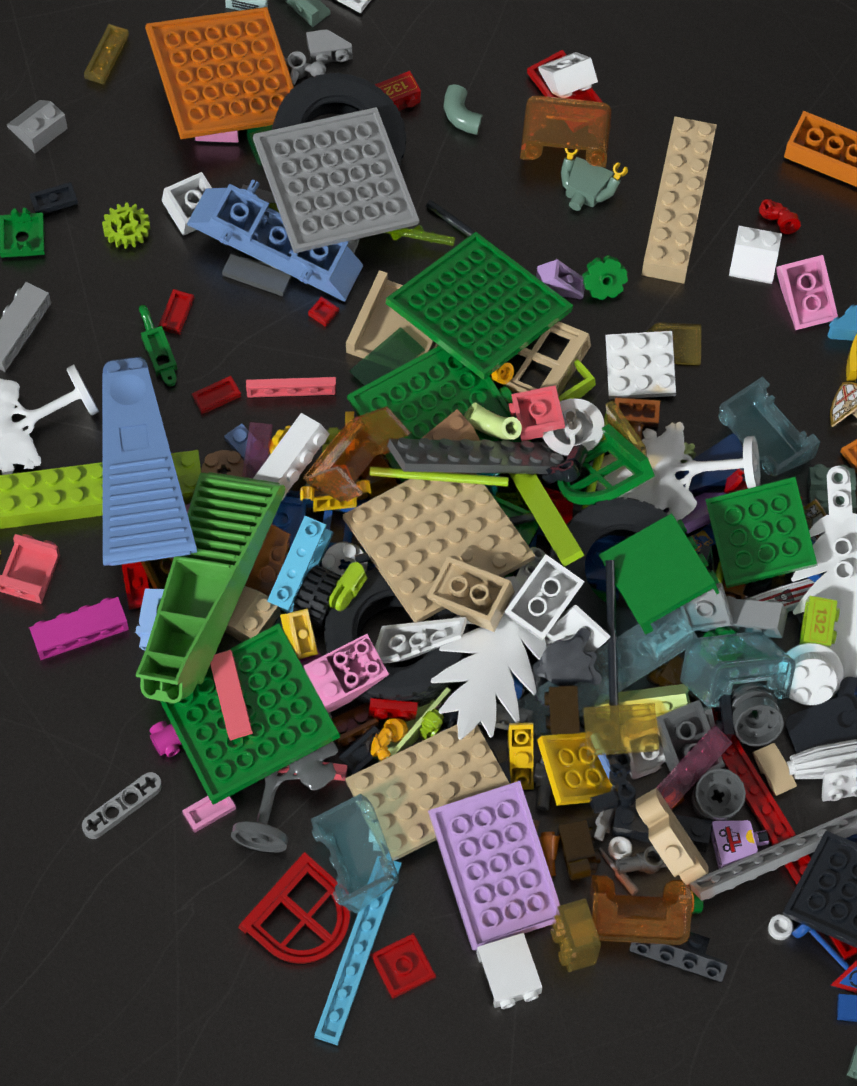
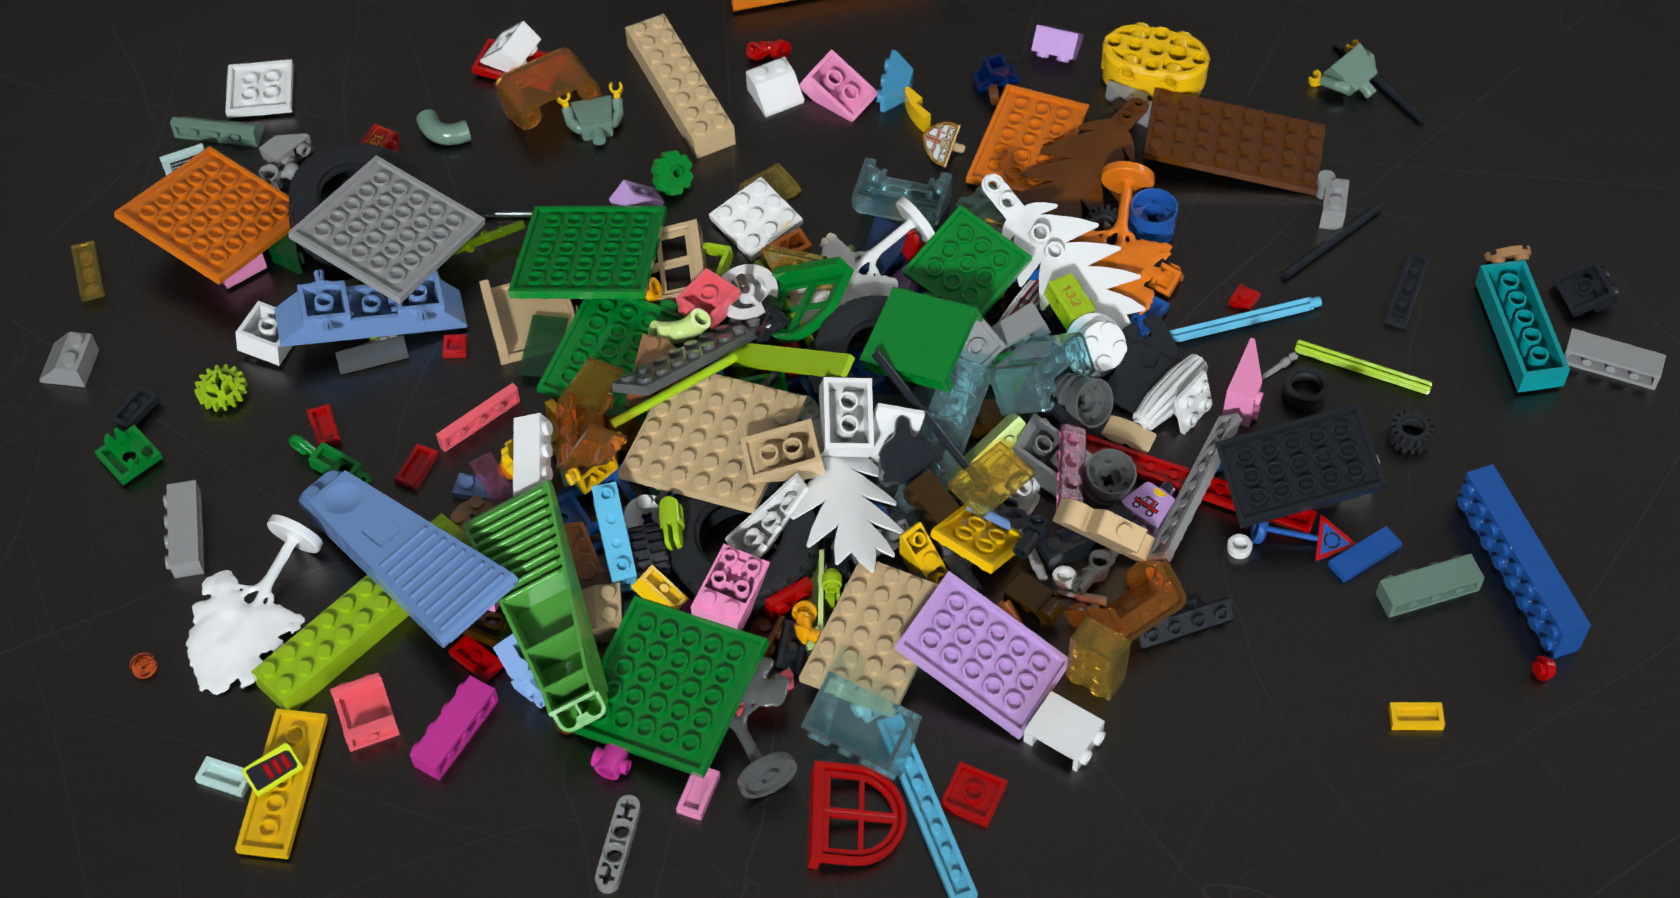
camera: 35 degrees left, 10 degrees down
(230, 695) = (643, 679): coral tile -> none

